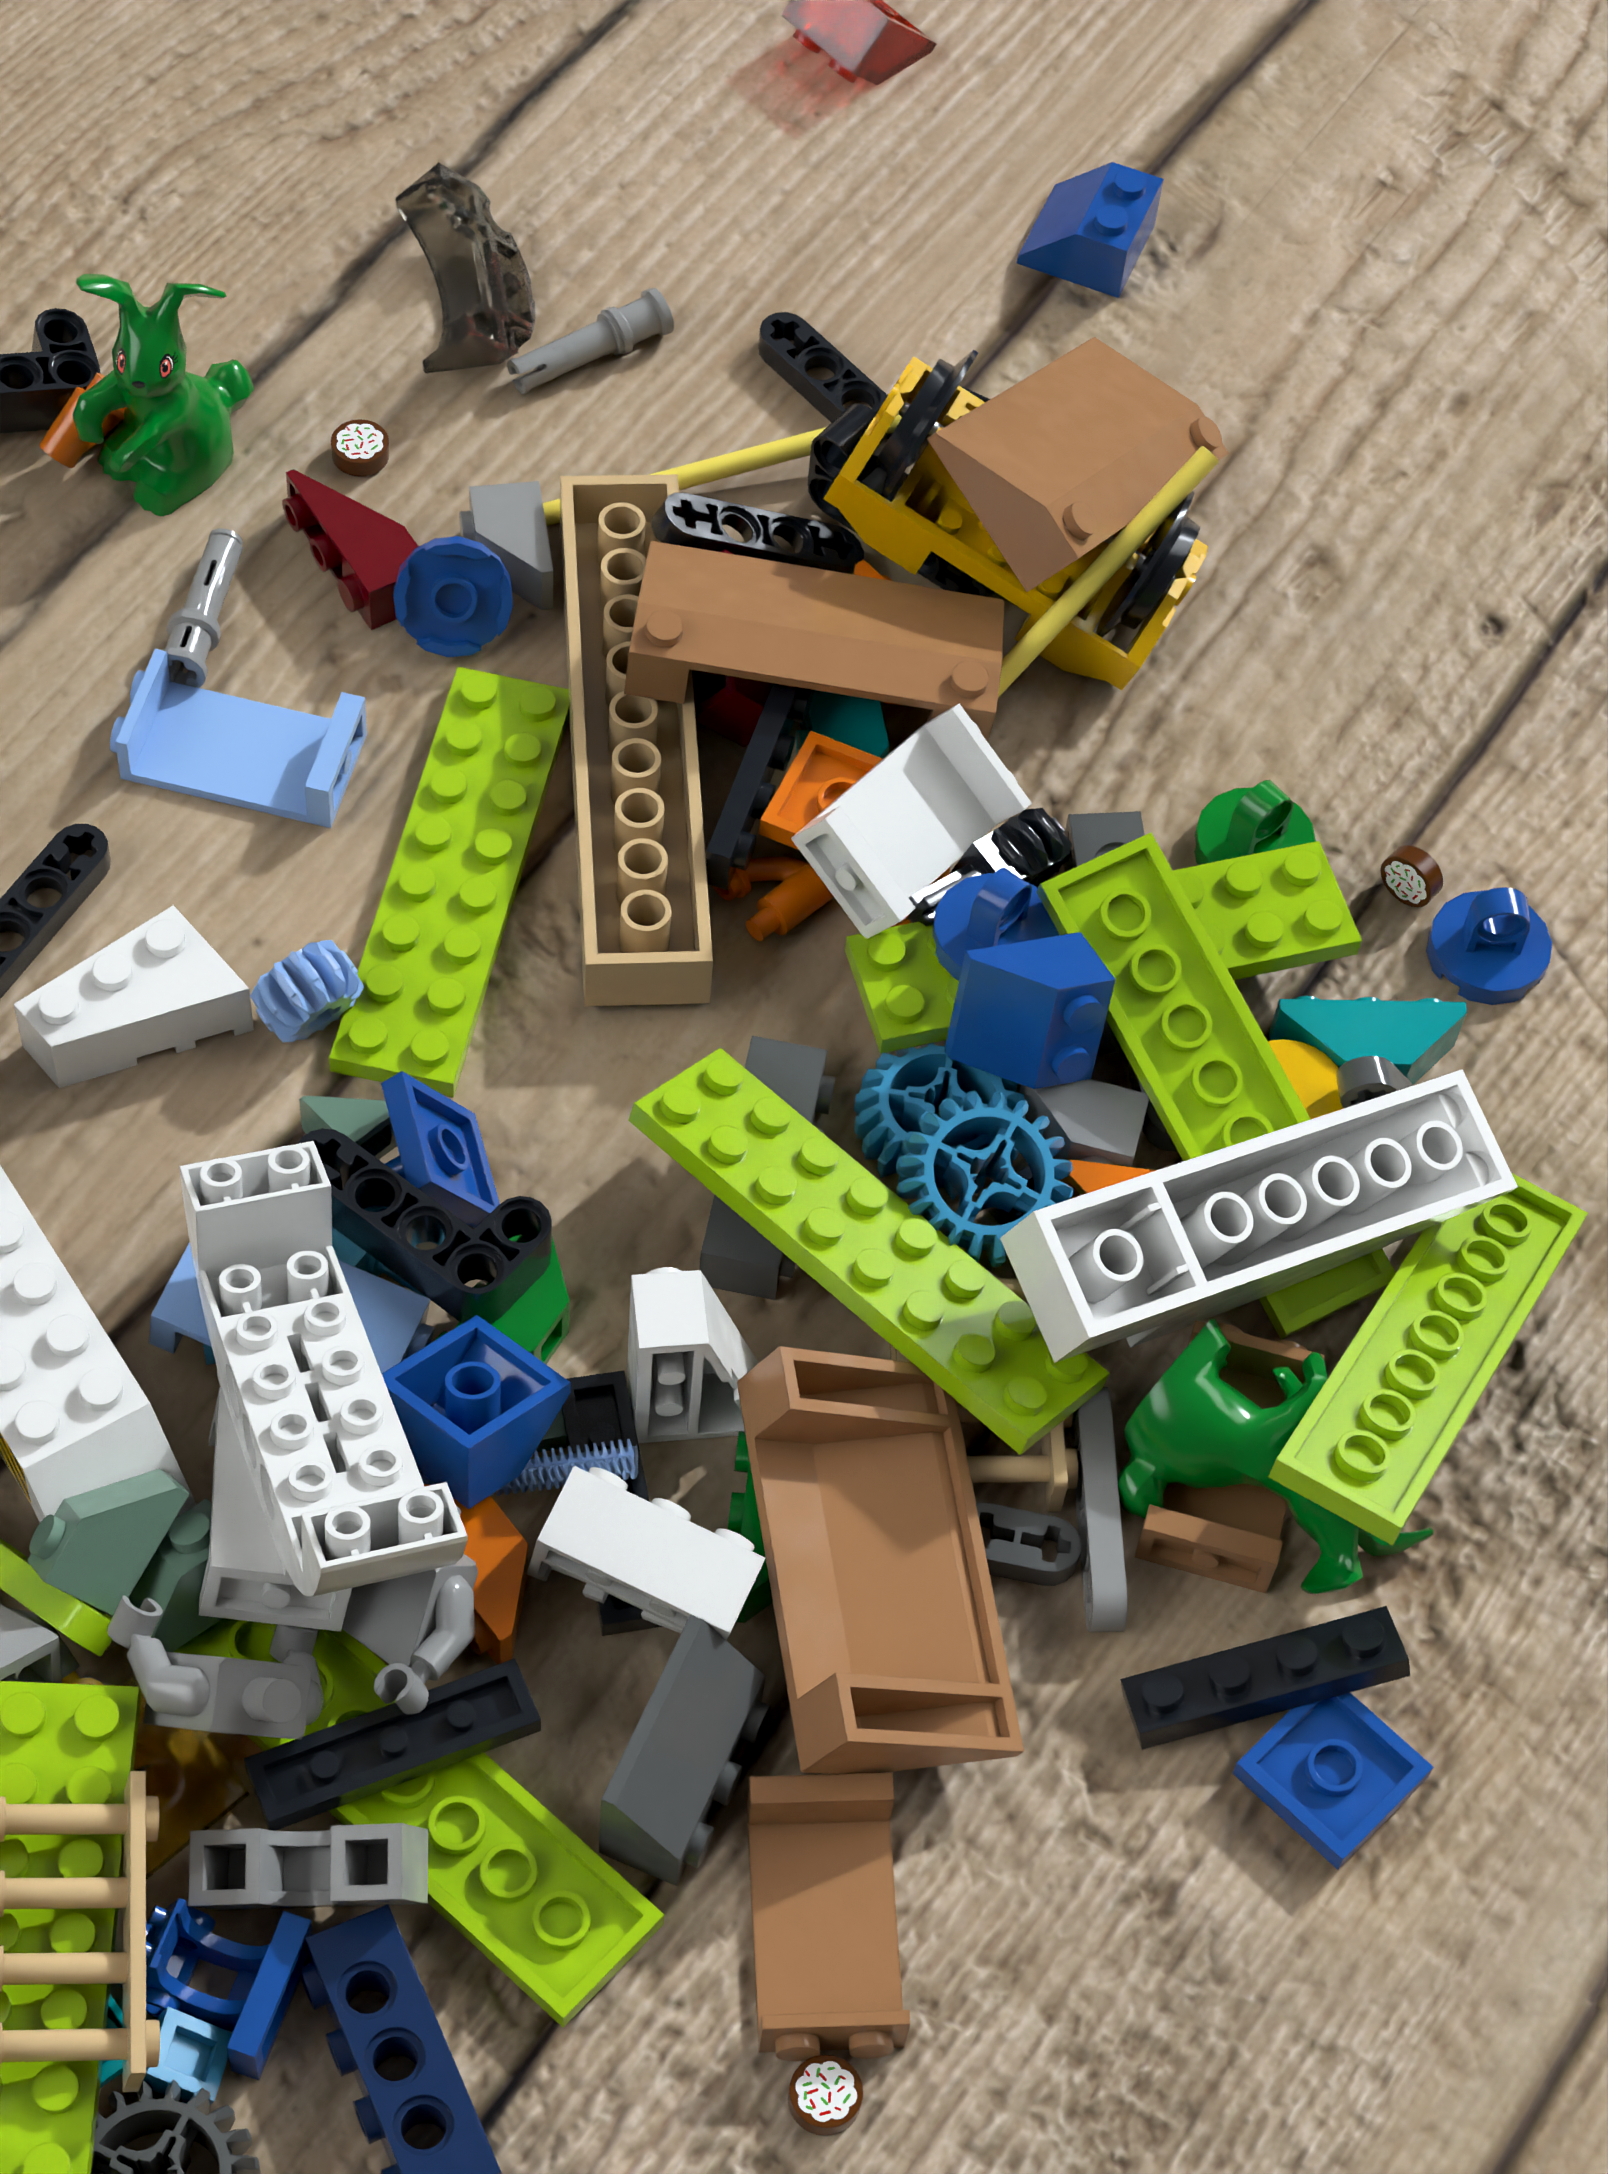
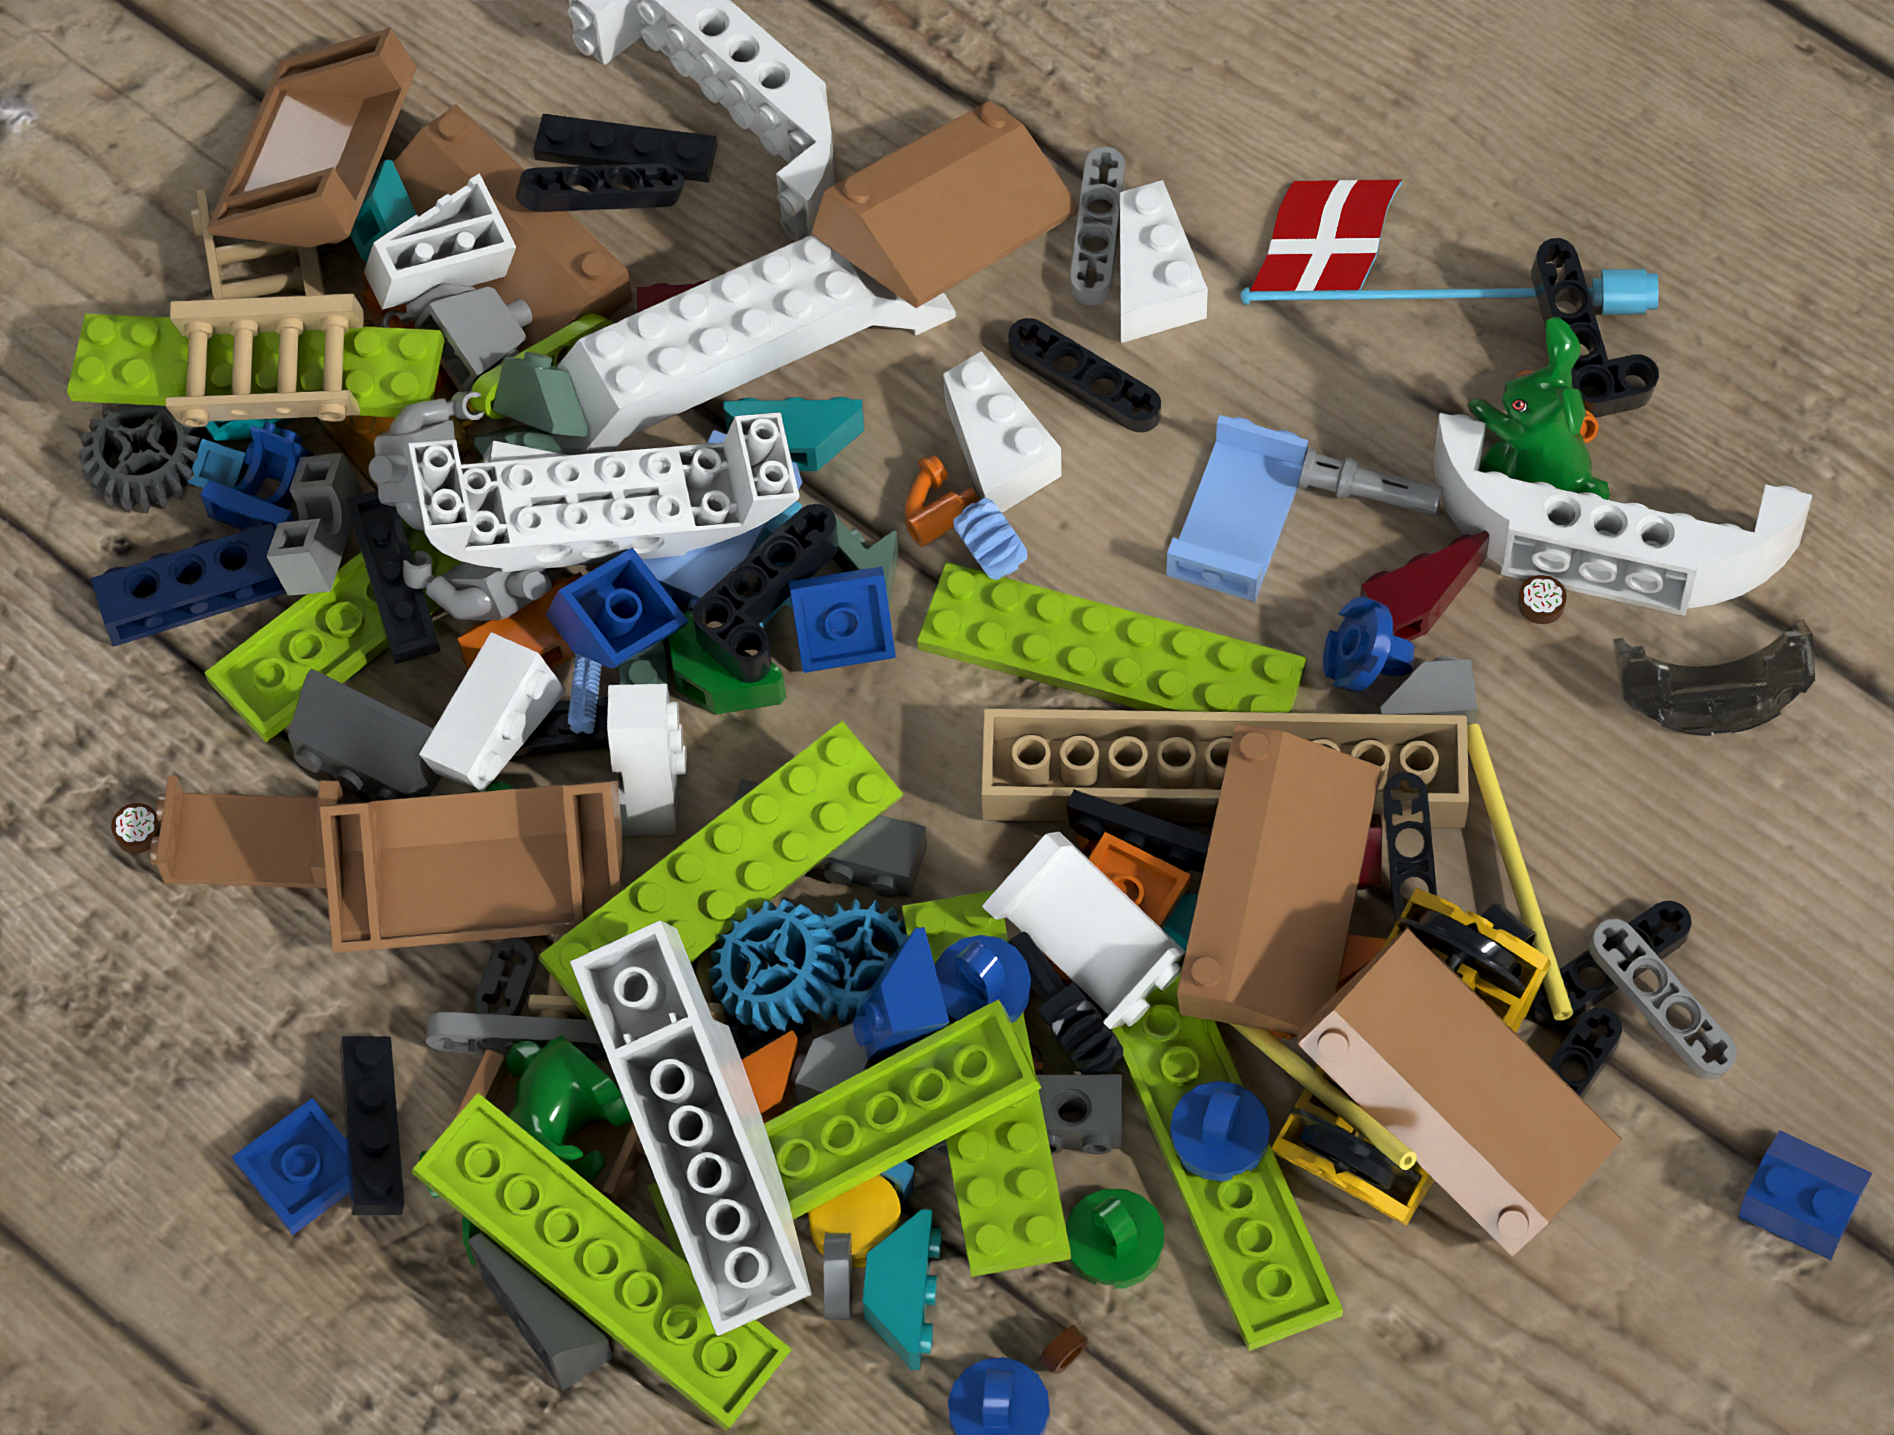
camera: 105 degrees right, 5 degrees up
(123, 1245) = (812, 427): none -> teal slope
(262, 1078) = (936, 519): none -> orange plant
(298, 373) = (1607, 544): none -> white slope
(612, 333) = (1667, 788): light grey pin -> none
(877, 327) = (1655, 1004): none -> light grey beam
(1120, 720) = (1220, 1130): none -> blue tile
(1181, 721) = (1243, 1223): none -> lime plate
(1514, 1417) = (554, 1329): none -> dark grey slope

